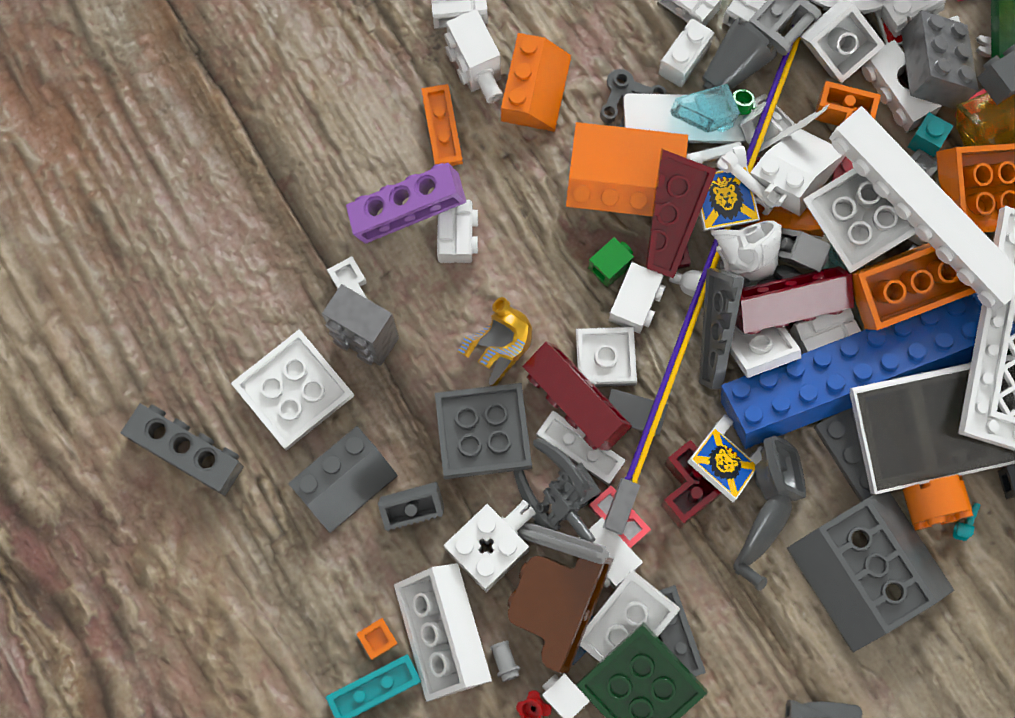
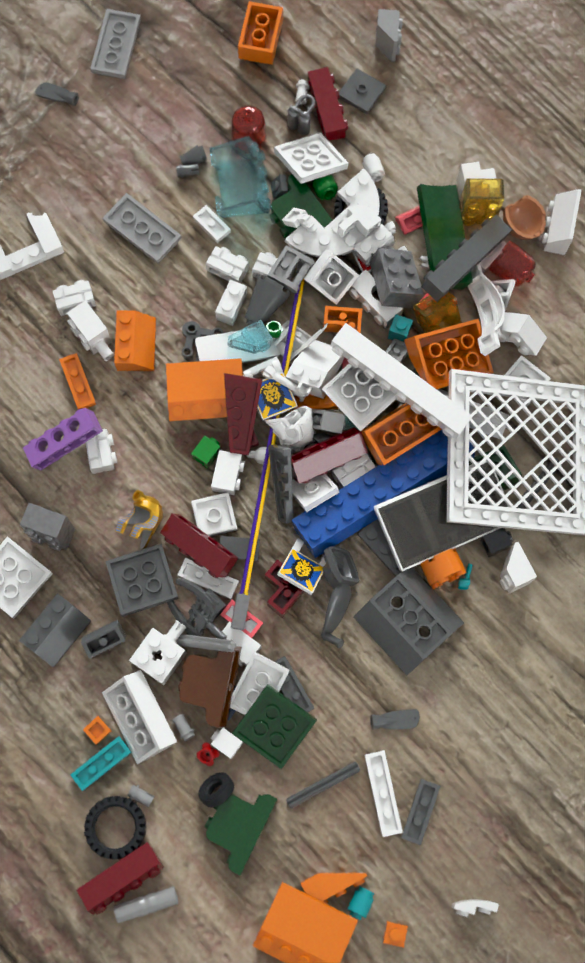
camera: 15 degrees left, 0 degrees up
(348, 274) = (34, 495): white plate -> none

